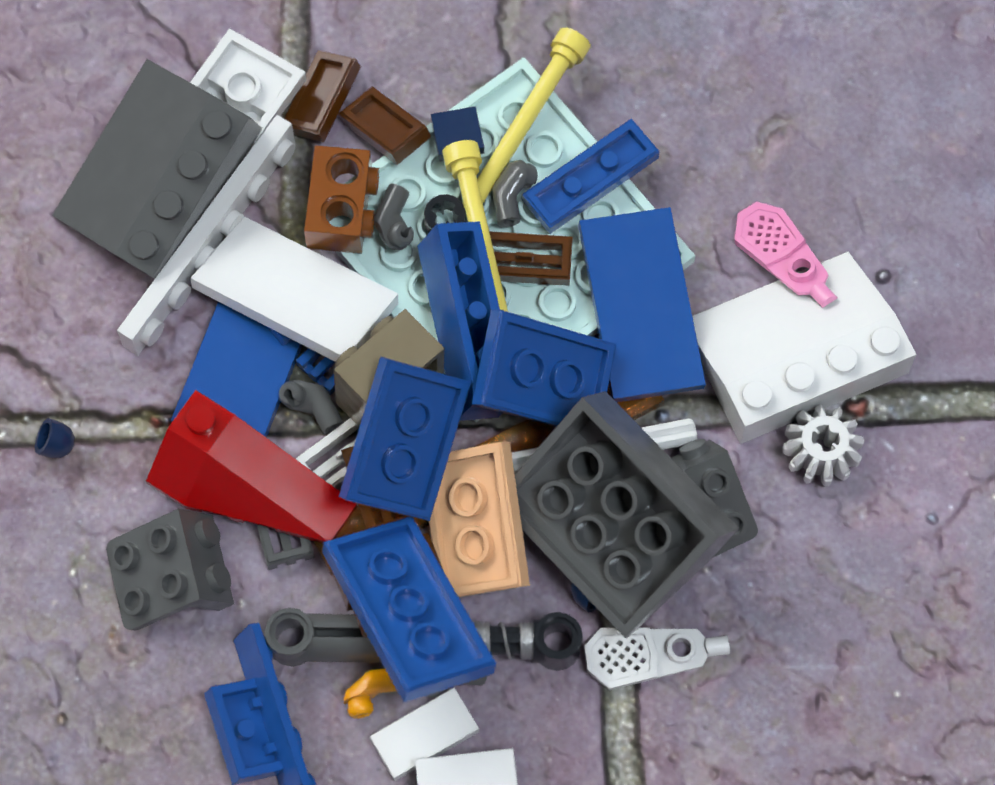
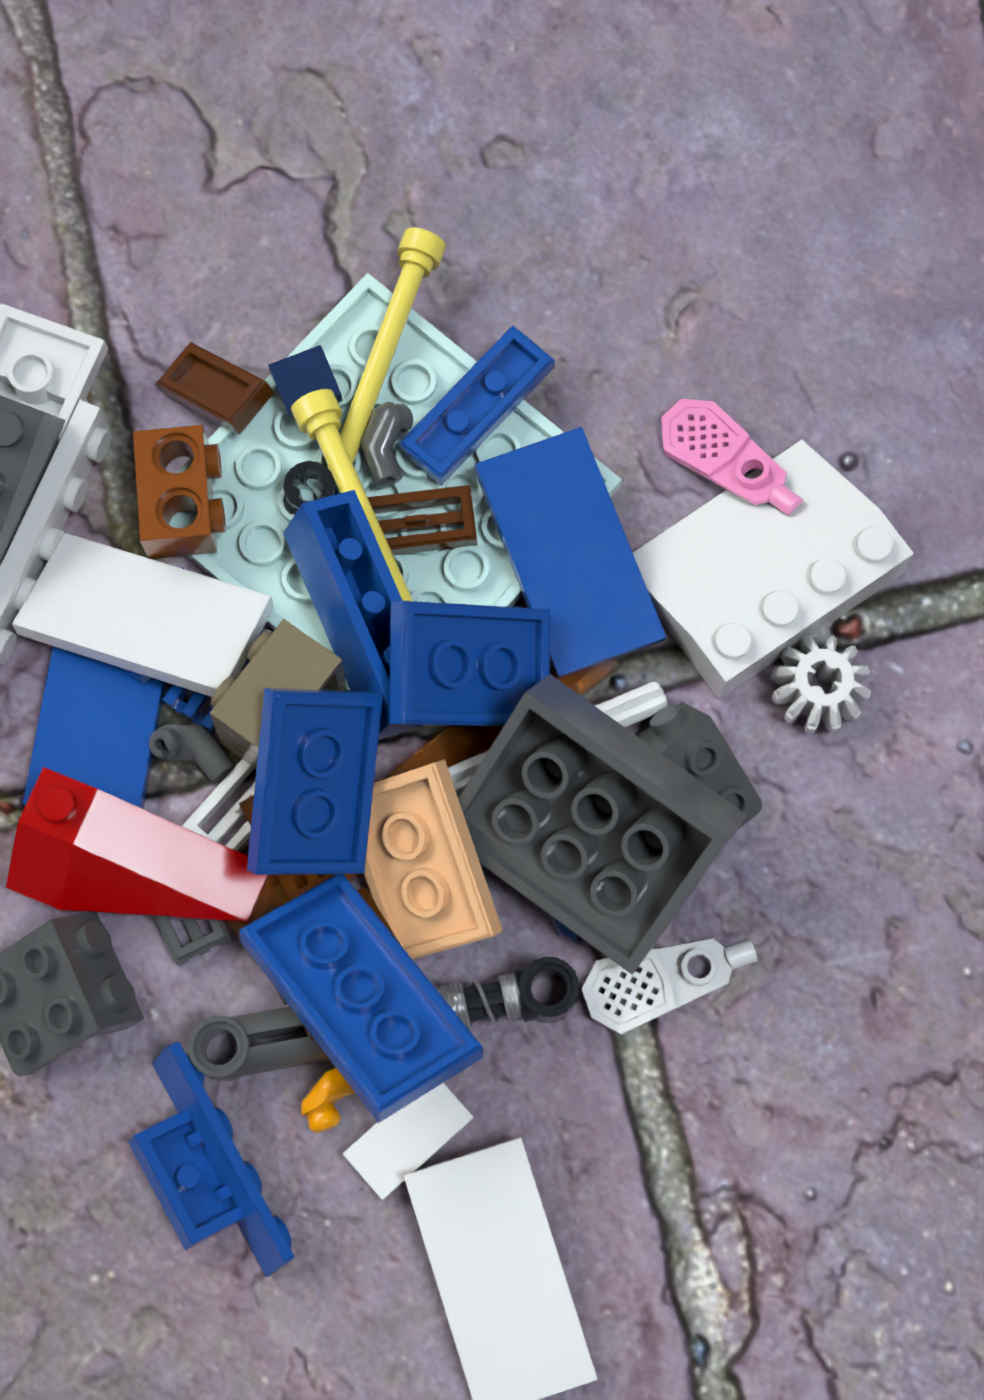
camera: 10 degrees left, 5 degrees up
(322, 95) = (131, 364): reddish brown tile -> none
(388, 220) = (242, 506): dark grey arm -> none

